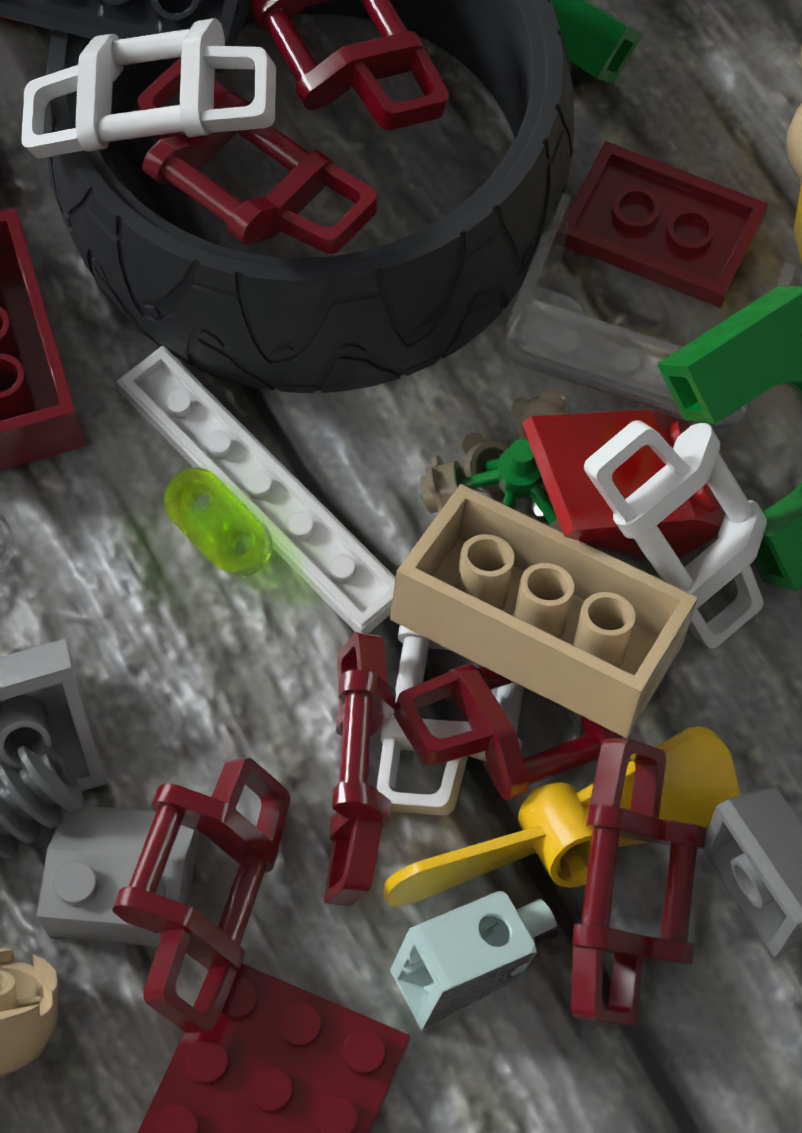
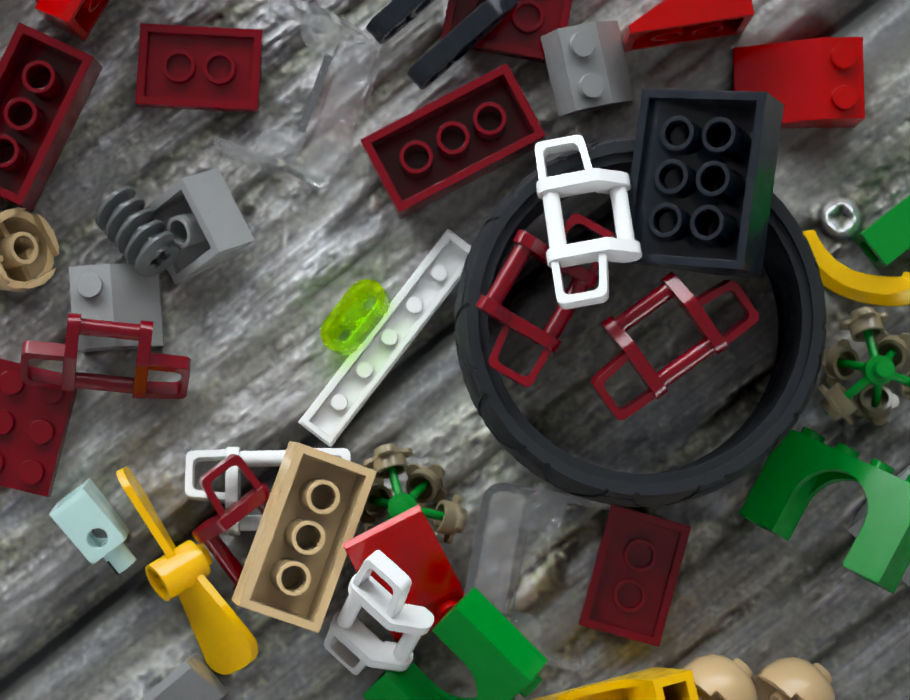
camera: 80 degrees right, 20 degrees up
(360, 808) = (235, 432): dark red bar -> none
(640, 824) = (116, 615): dark red bar -> none

